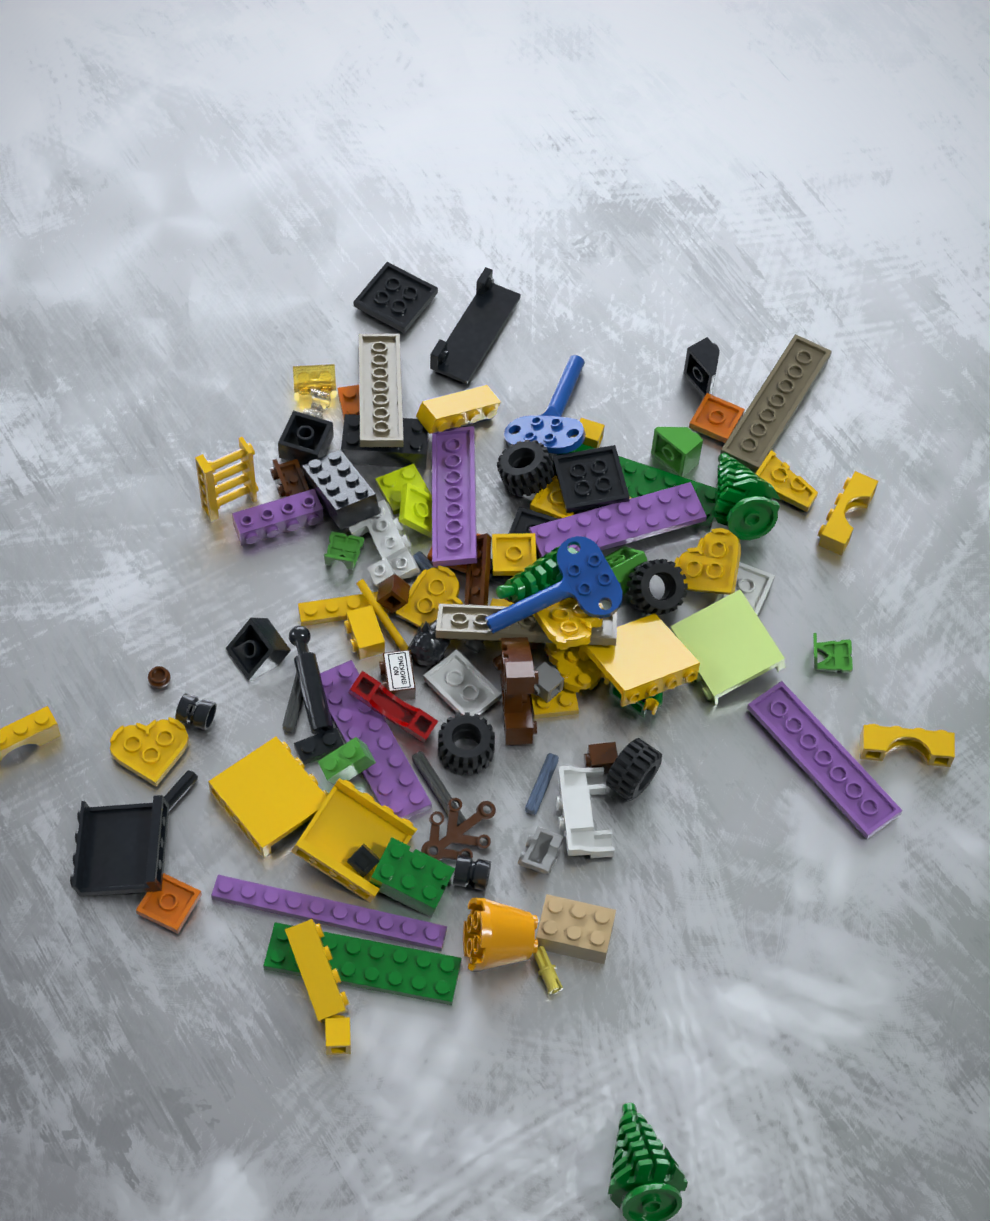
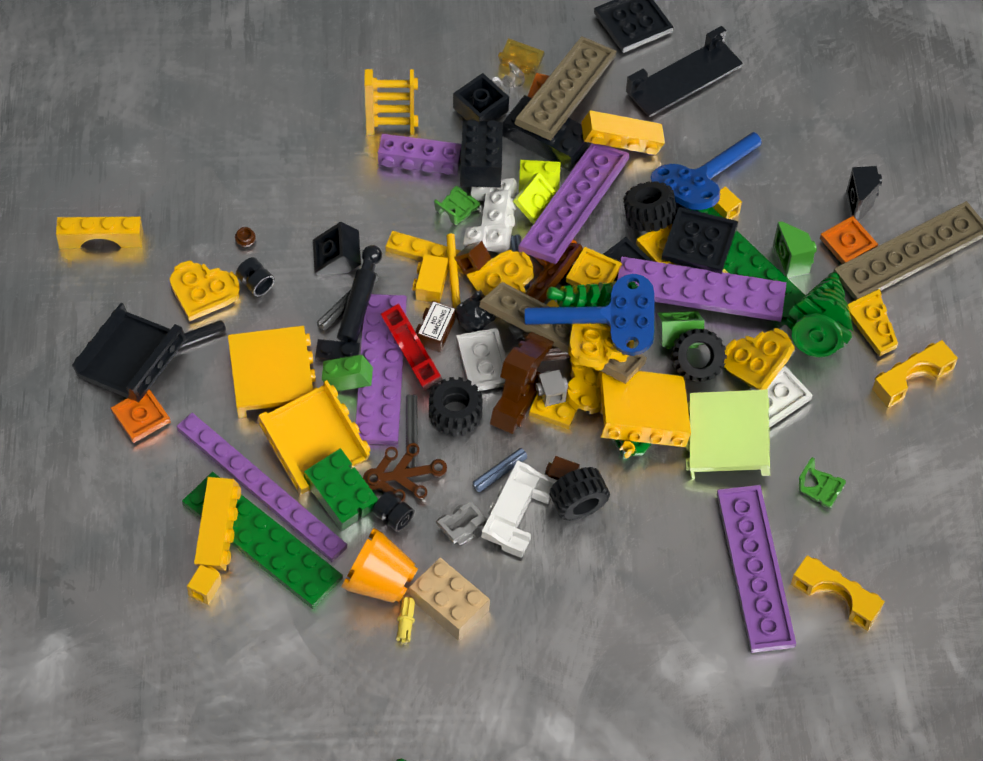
camera: 30 degrees right, 0 degrees up
(289, 477) = (448, 126): reddish brown bracket -> none
(363, 860) = (309, 456): black plate -> none

